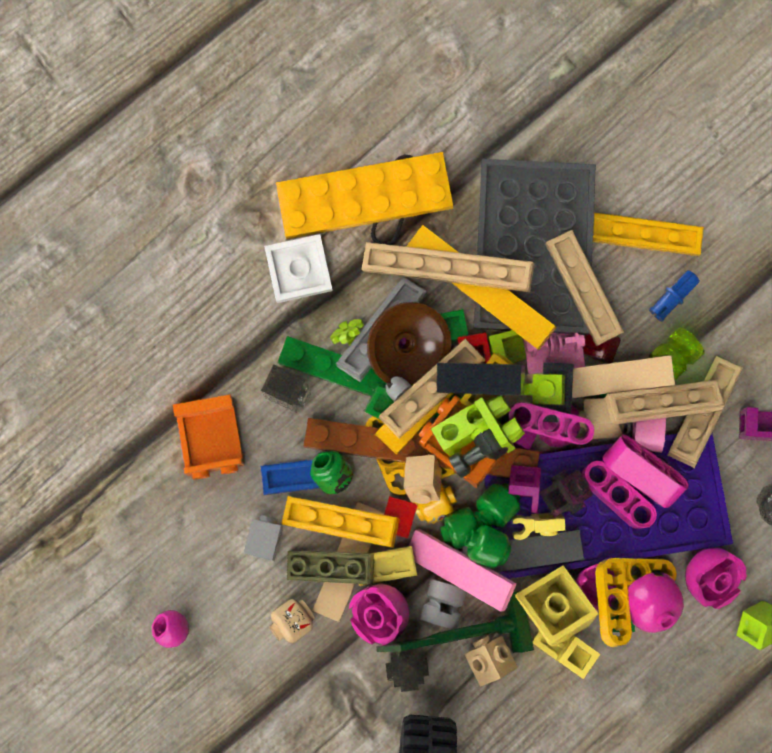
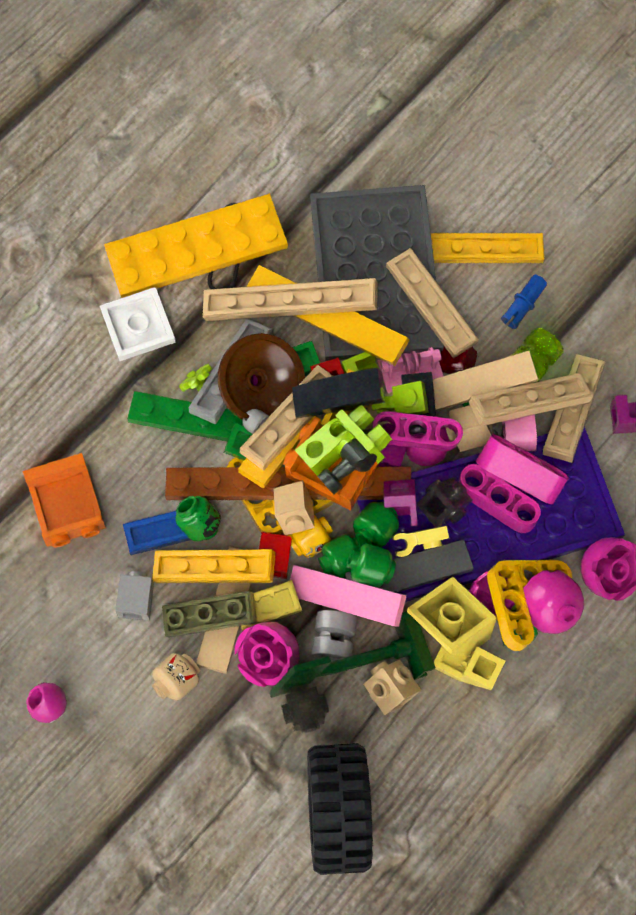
camera: 10 degrees left, 10 degrees down
(286, 389) = (139, 439): clear smoke brick -> none

